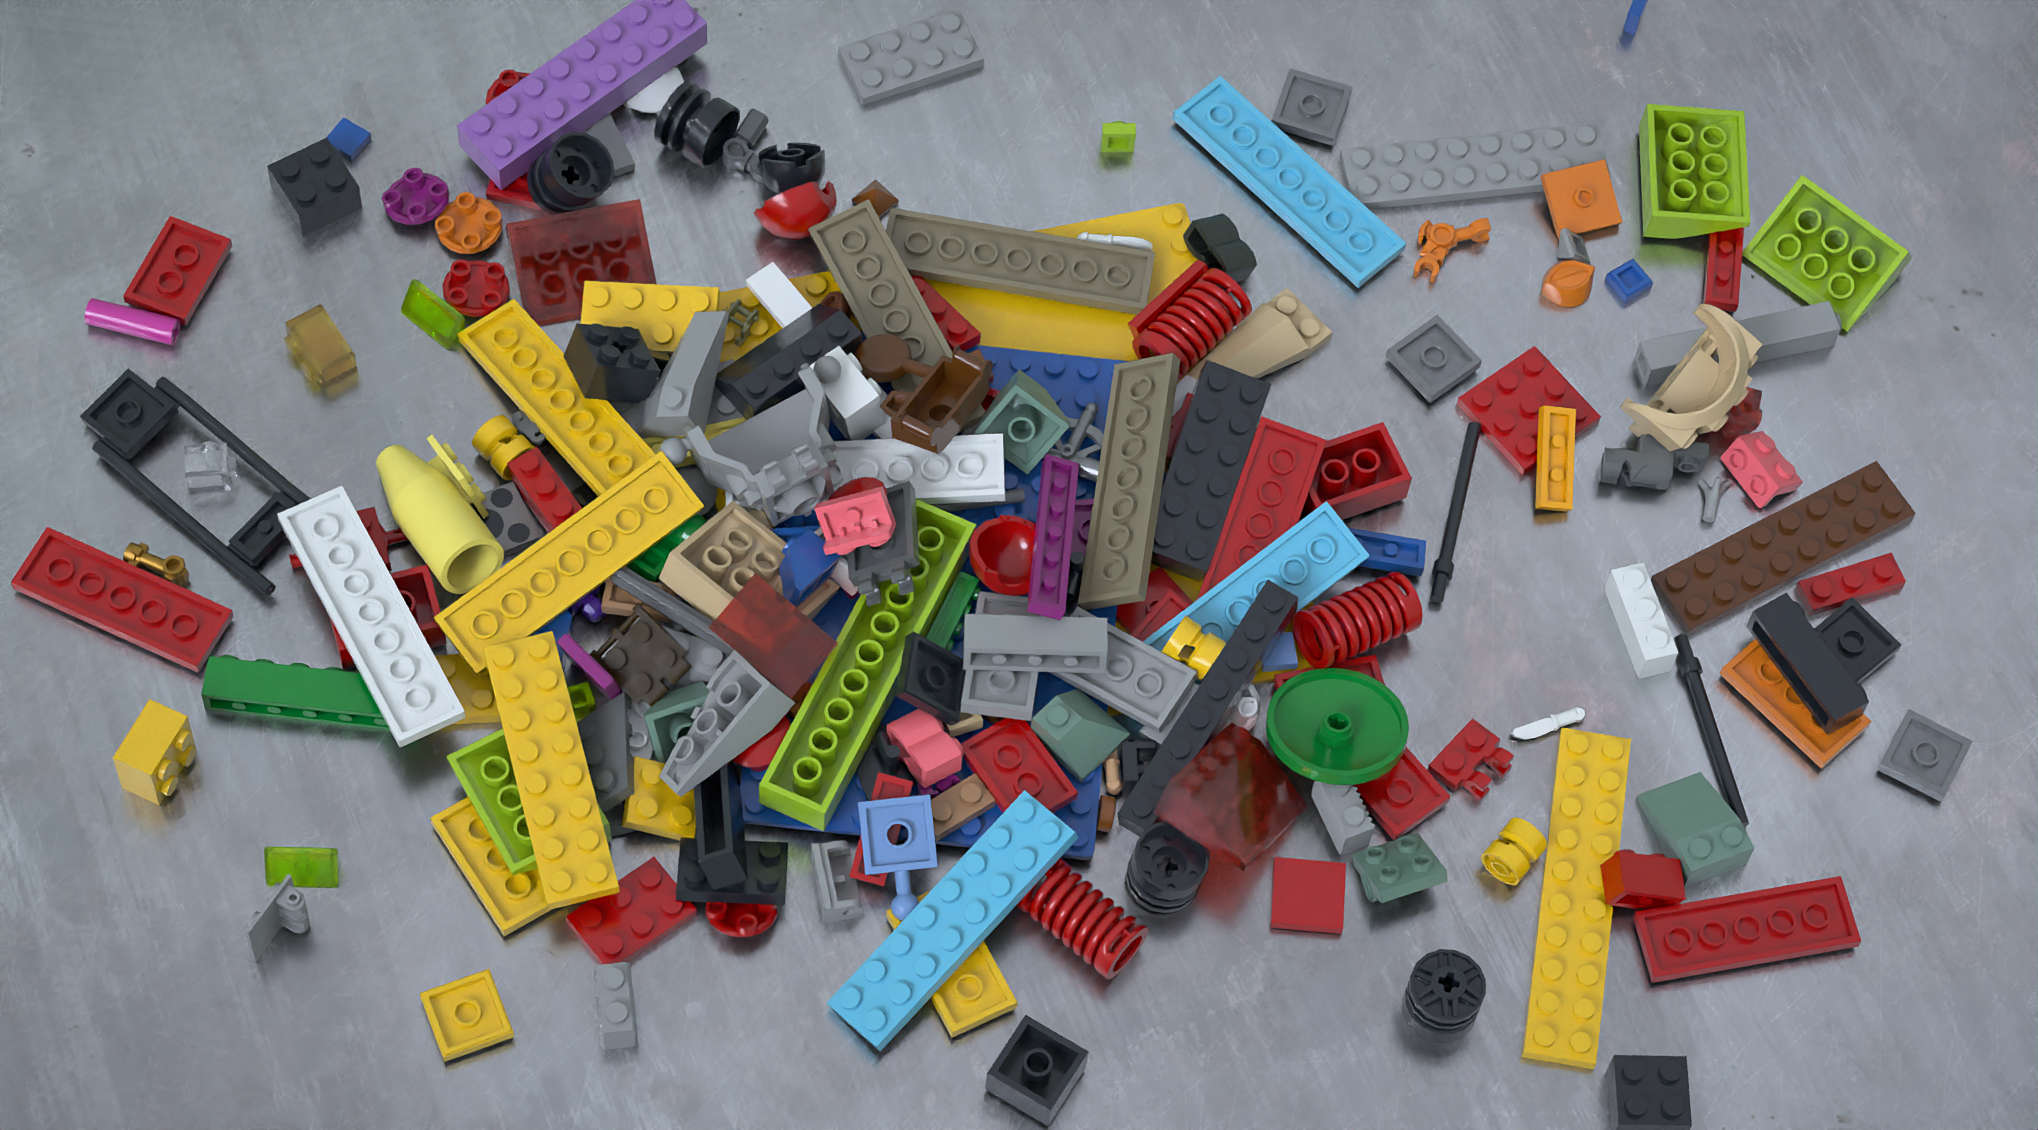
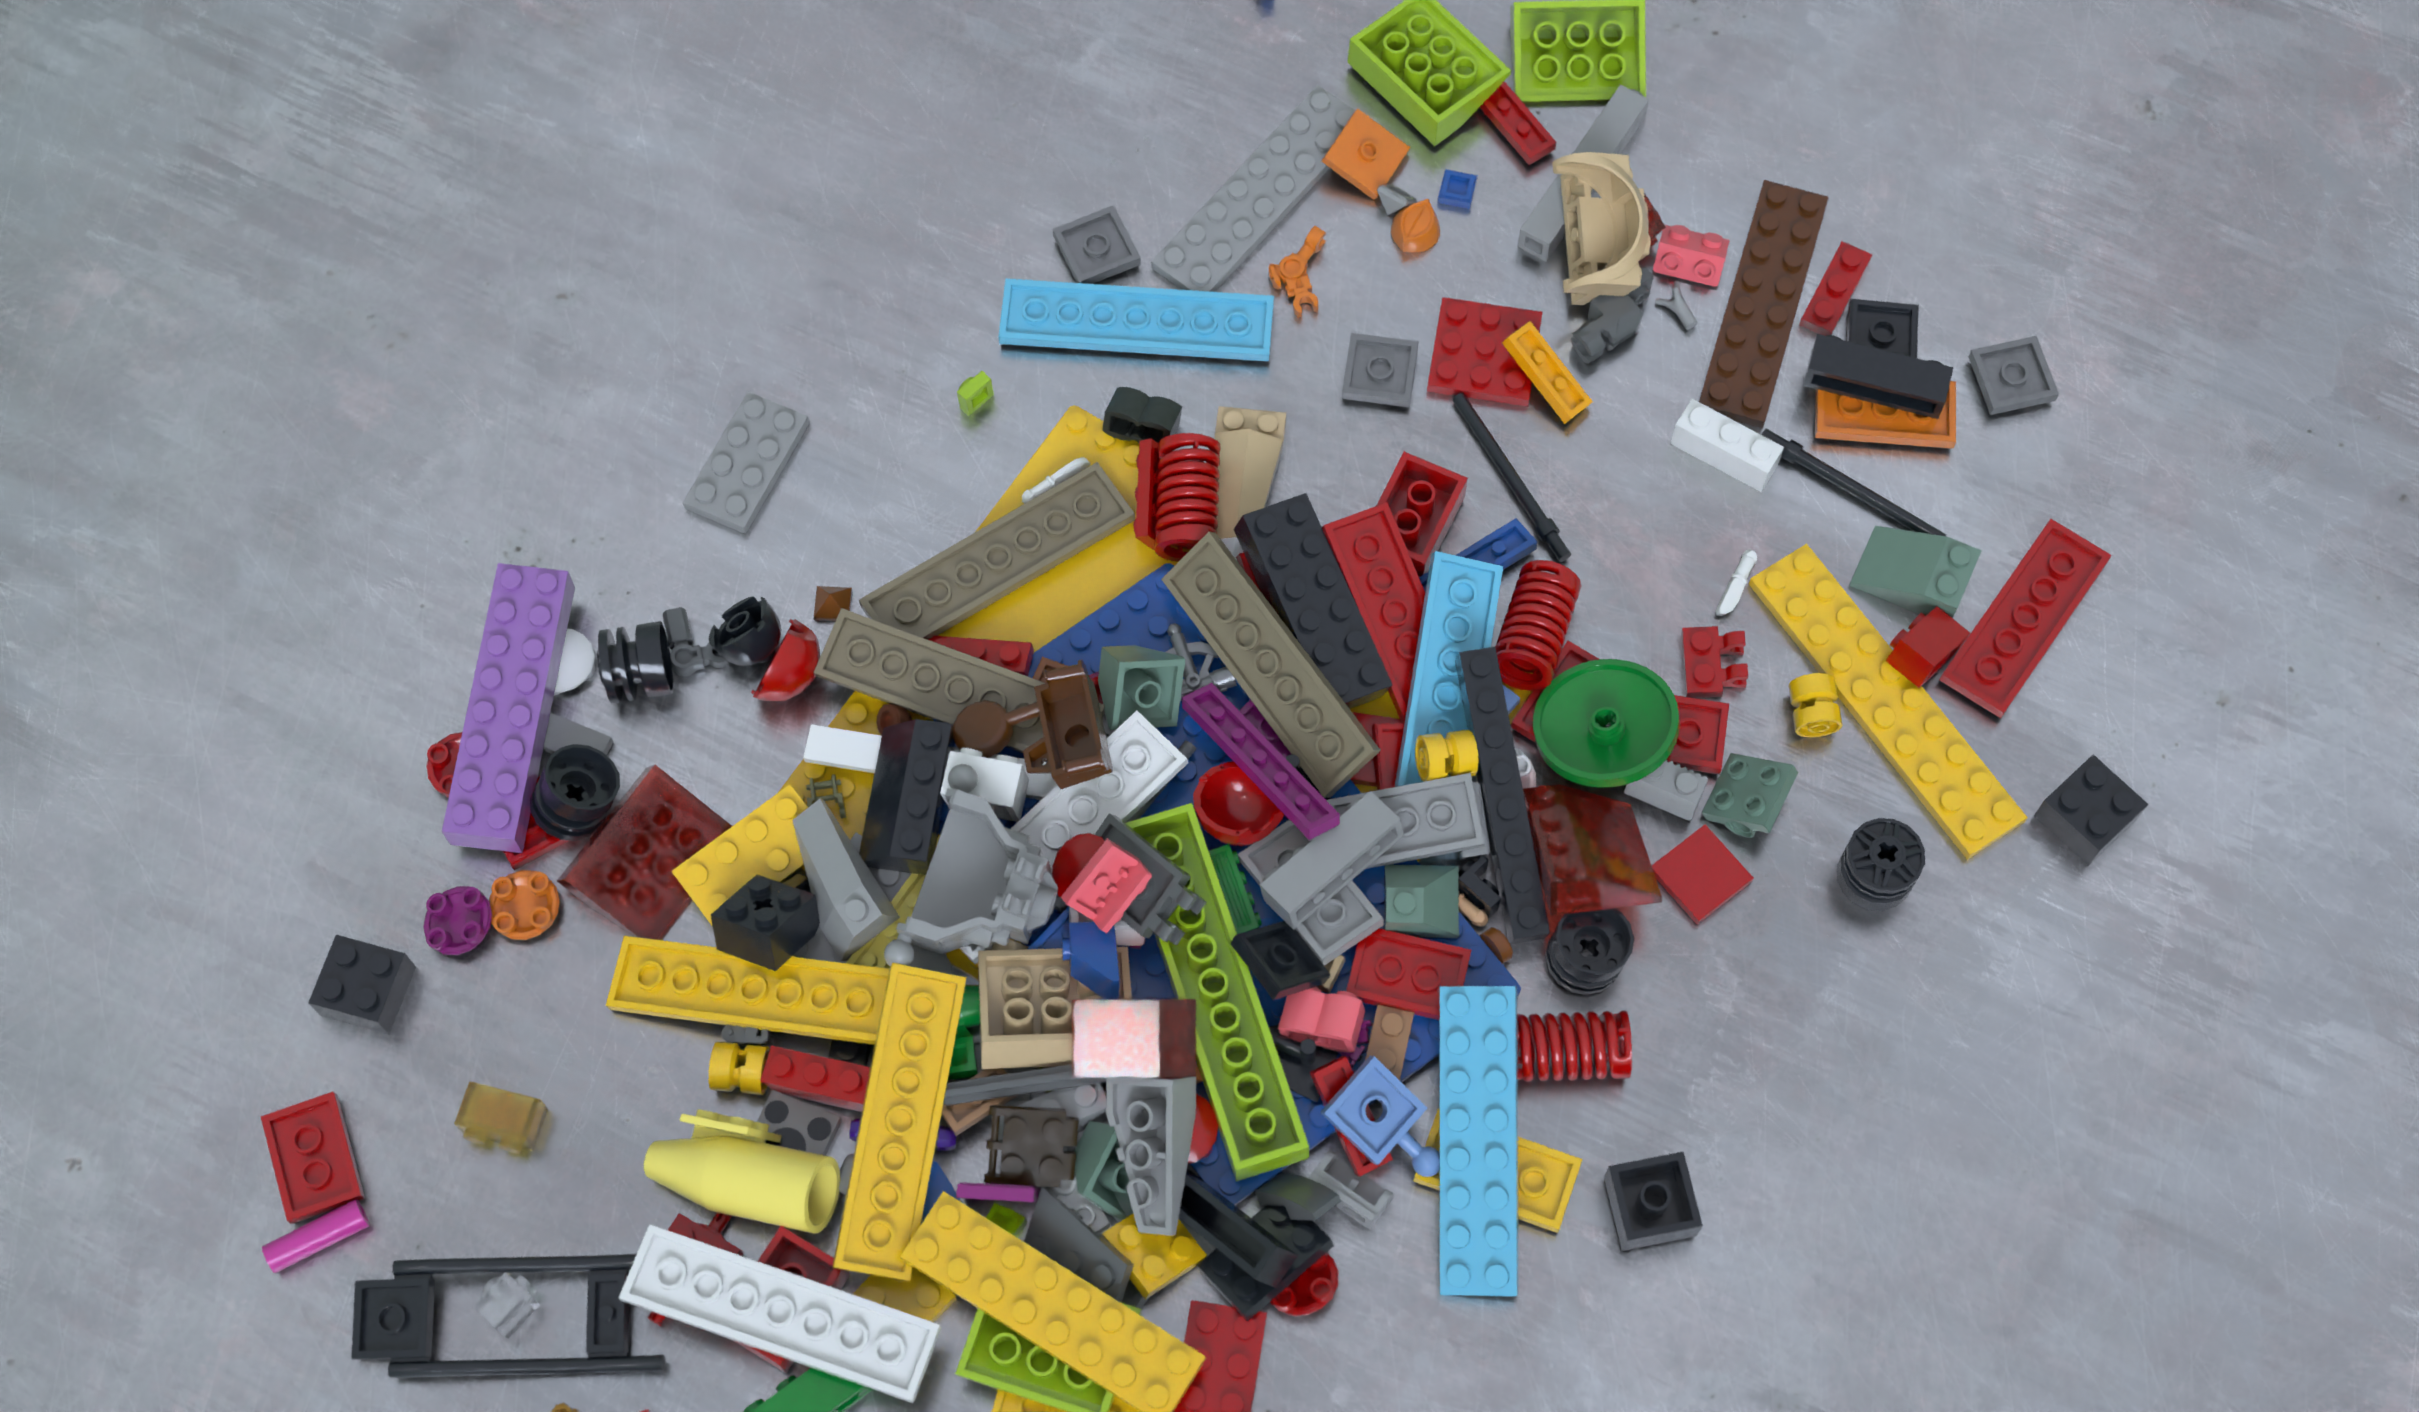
camera: 35 degrees left, 5 degrees up
(349, 139) = (348, 918): blue tile -> none
(432, 314) = (568, 1007): clear neon green slope -> none
(476, 287) = (581, 953): red dish -> none
(791, 849) = (1300, 1195): none -> dark grey slope

